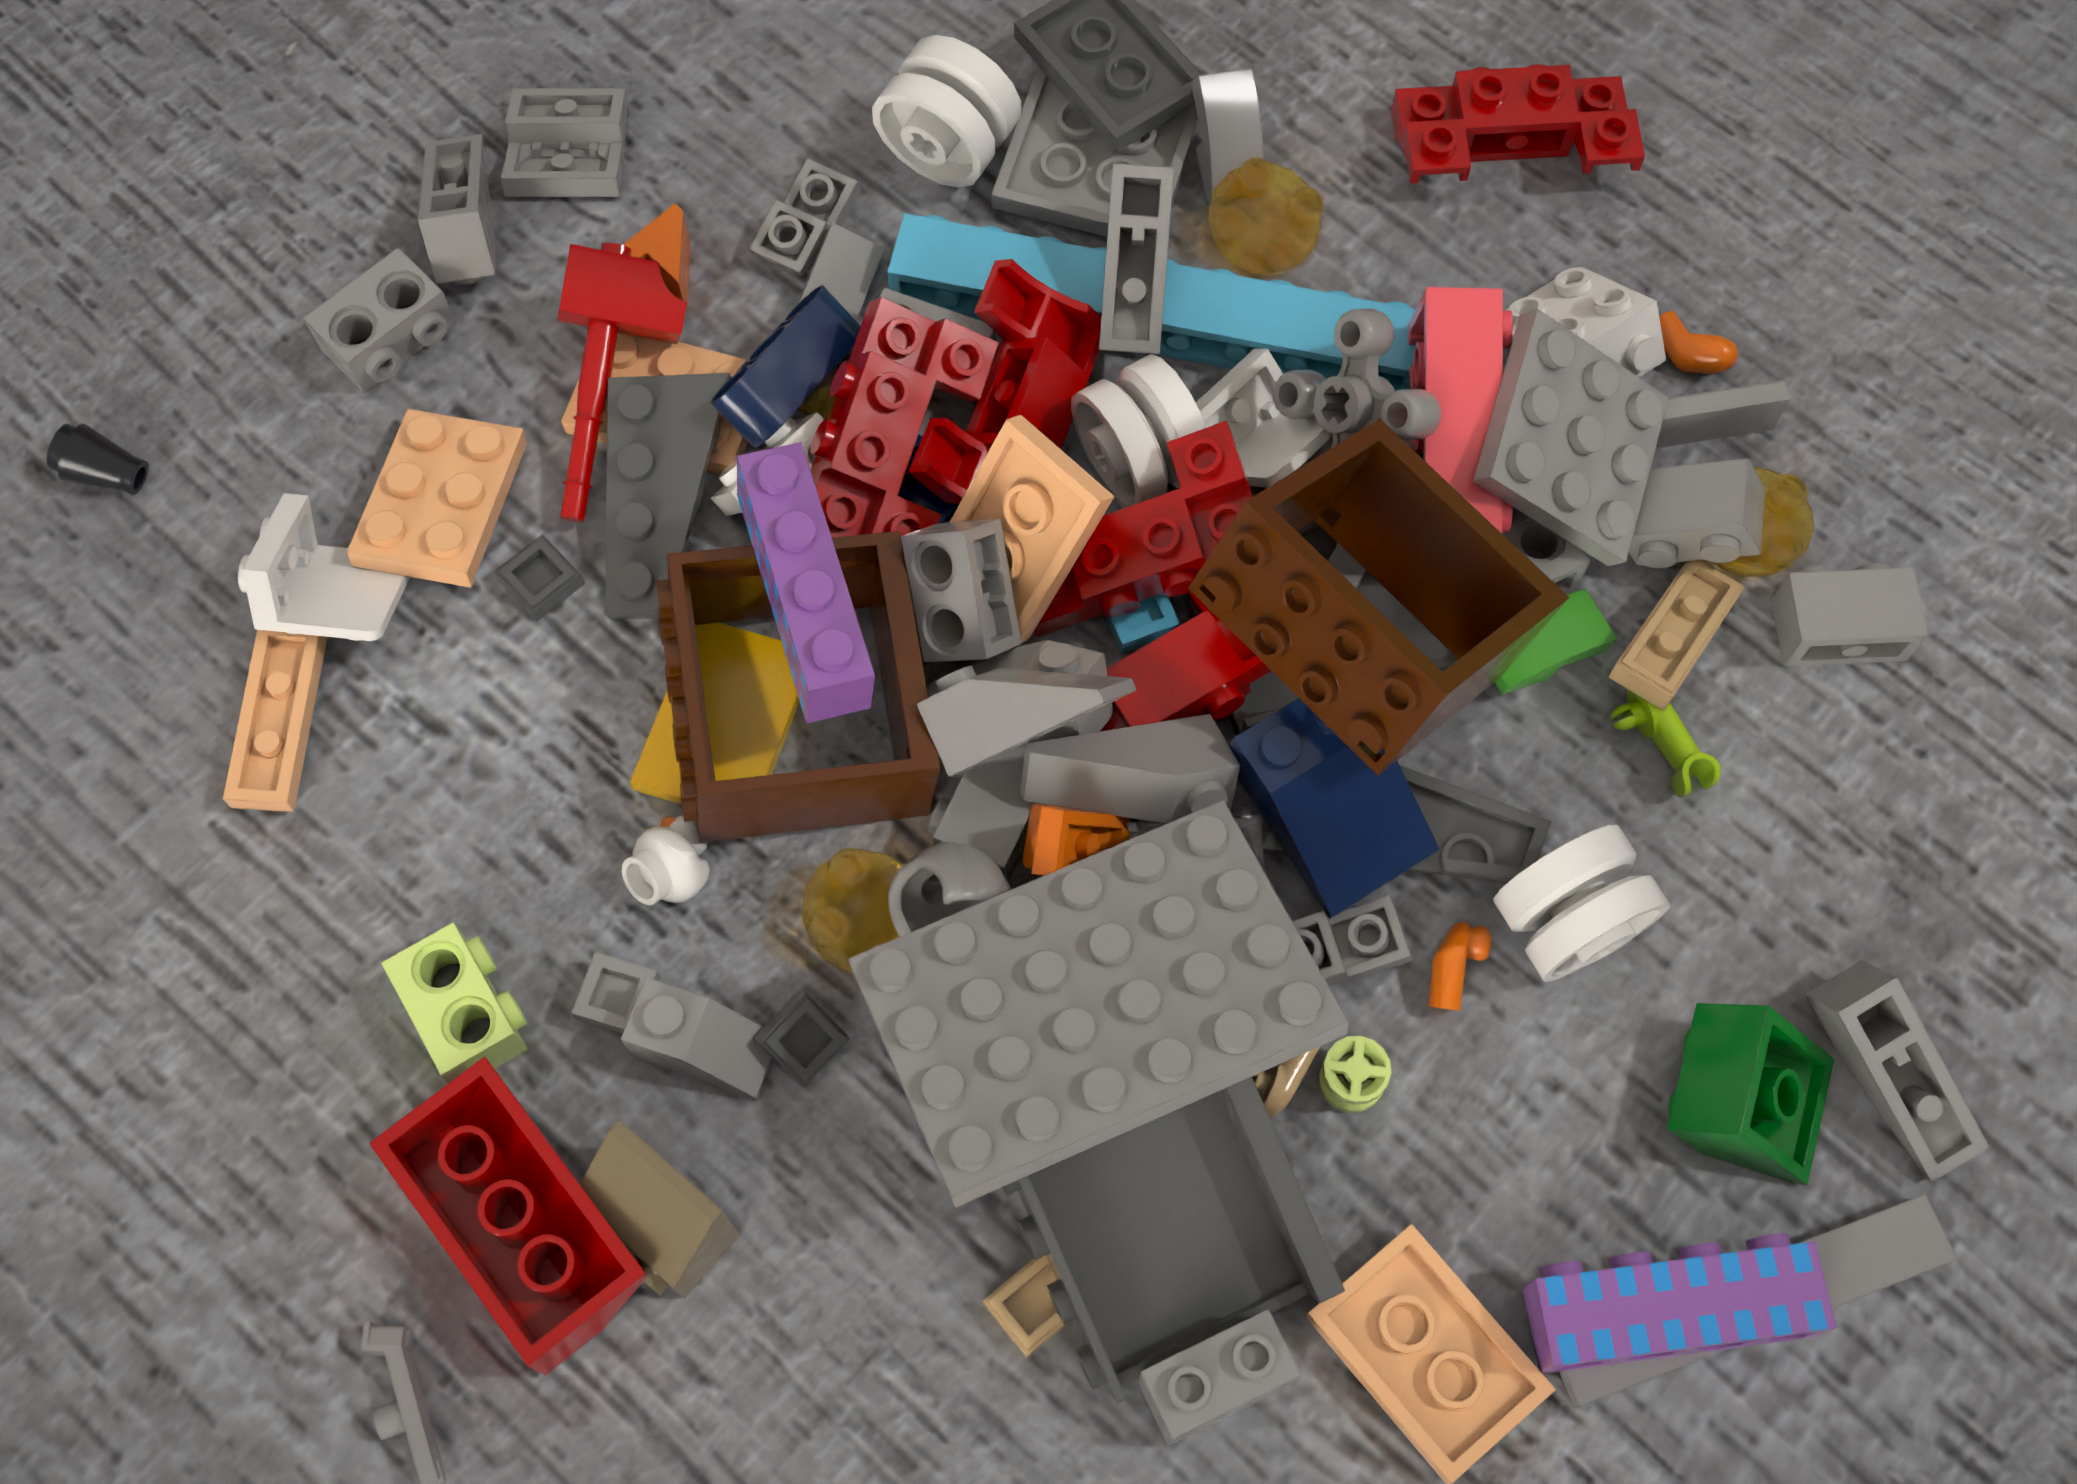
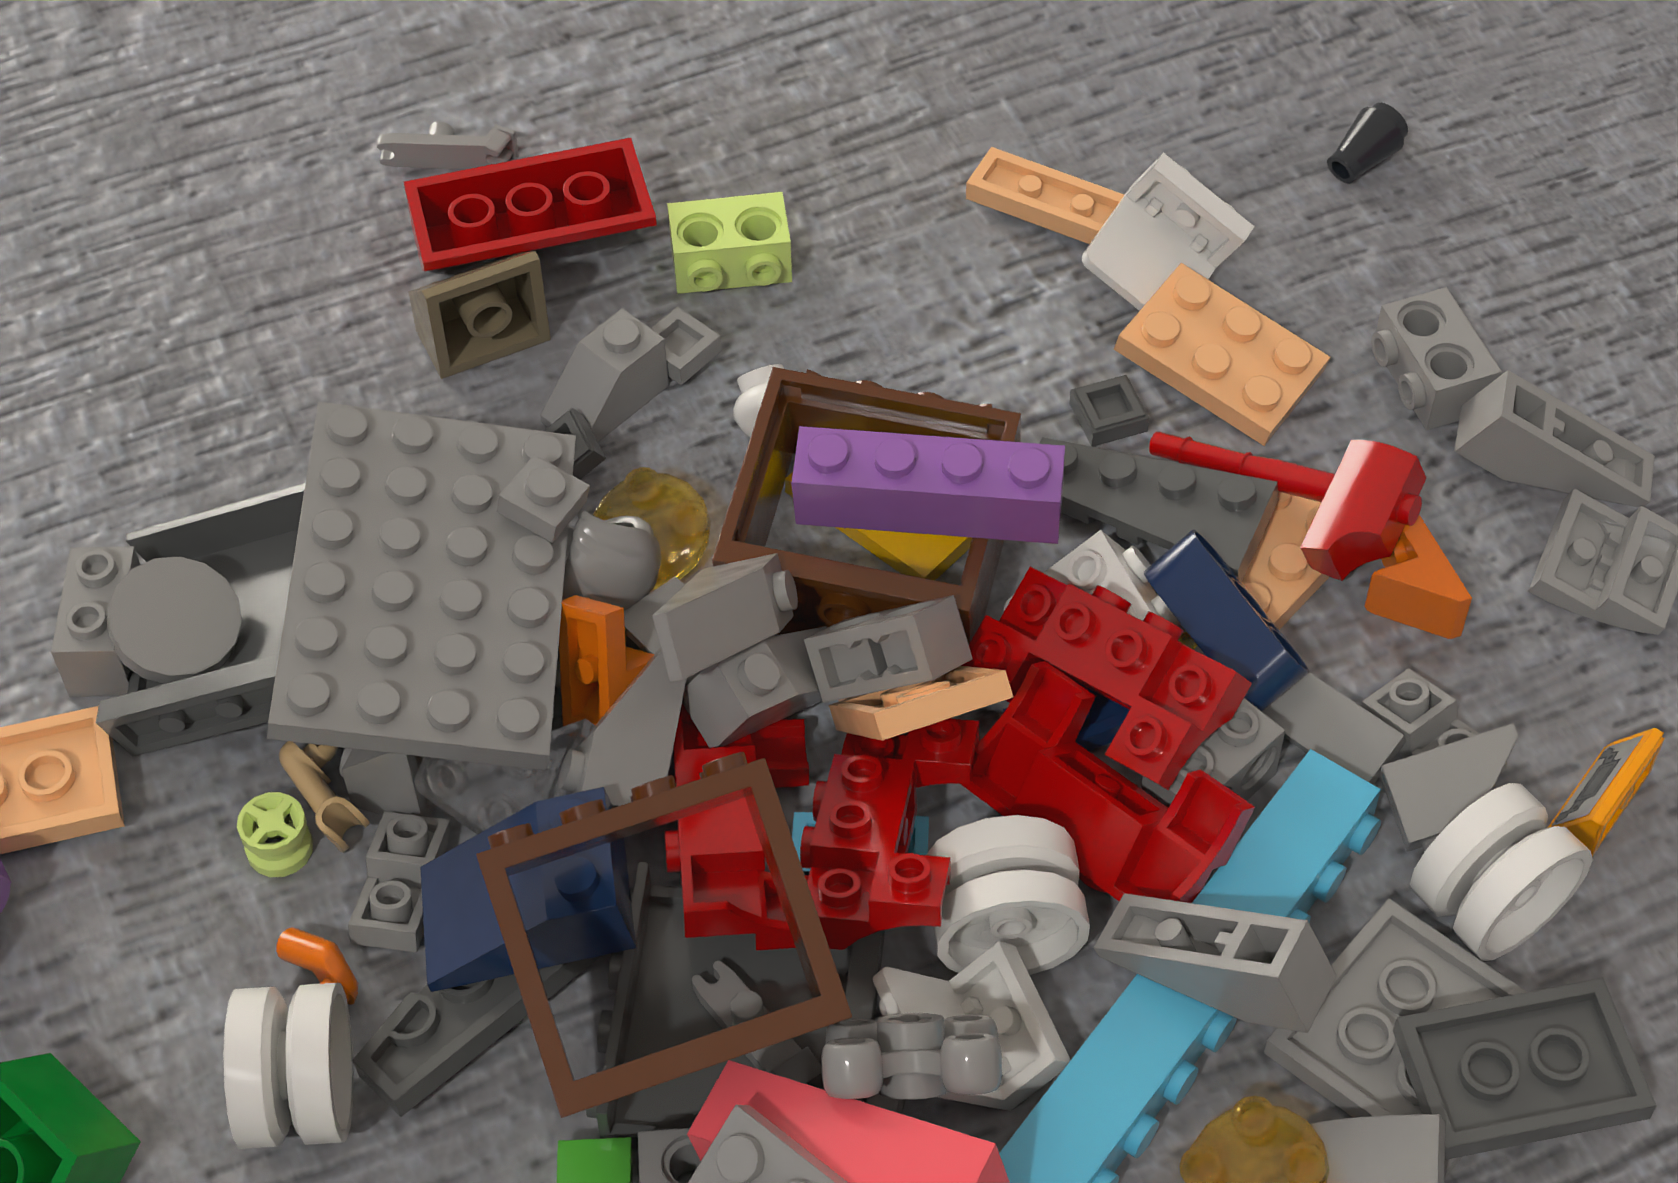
camera: 115 degrees right, 15 degrees down
(811, 87) = (1609, 787): none -> light orange slope
(873, 170) = (1442, 782): none -> light grey slope
(961, 925) = (543, 498): none -> light grey plate
(1212, 1267) = (173, 619): none -> light grey tile

